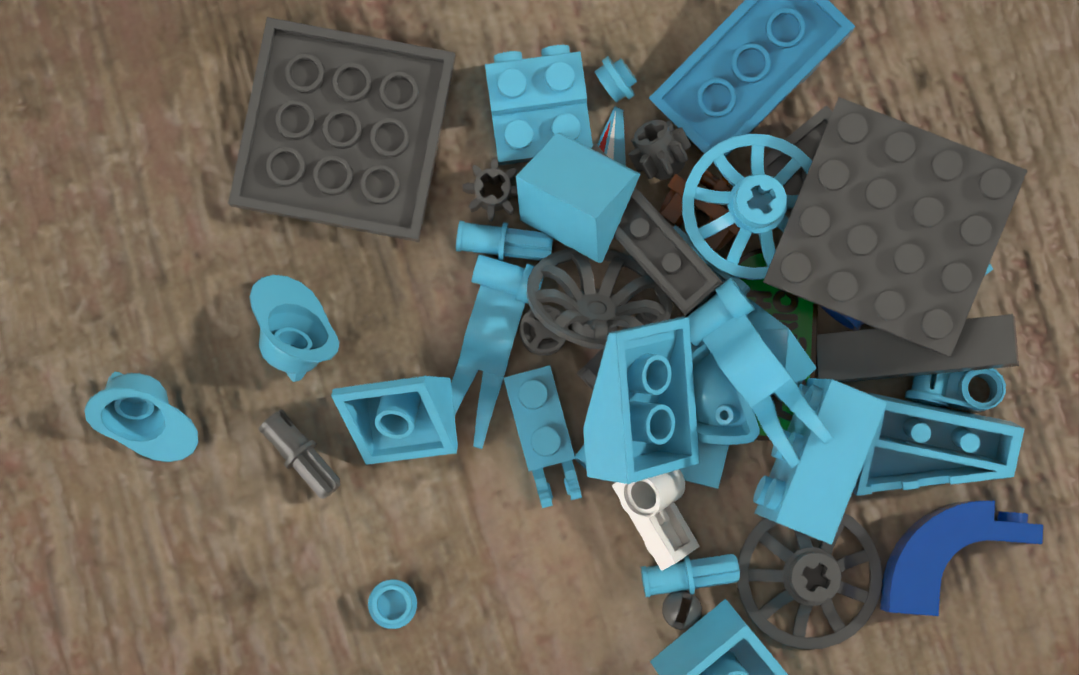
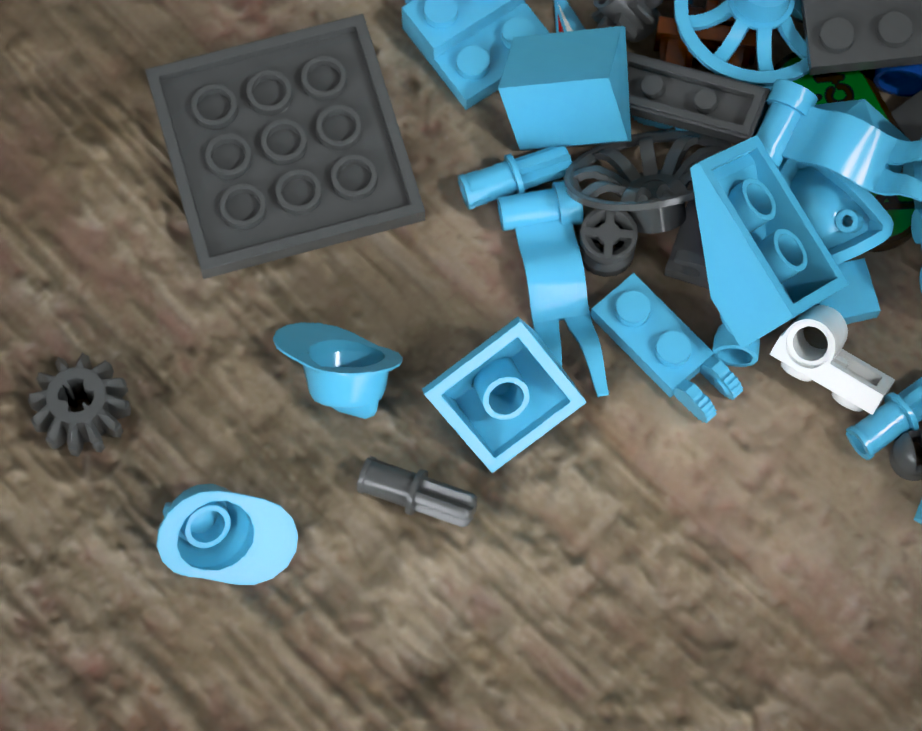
camera: 25 degrees left, 15 degrees down
(76, 276) = (73, 384): none -> dark grey gear
(392, 604) = (603, 602): medium azure plate -> none
(494, 176) = (489, 133): dark grey gear -> none

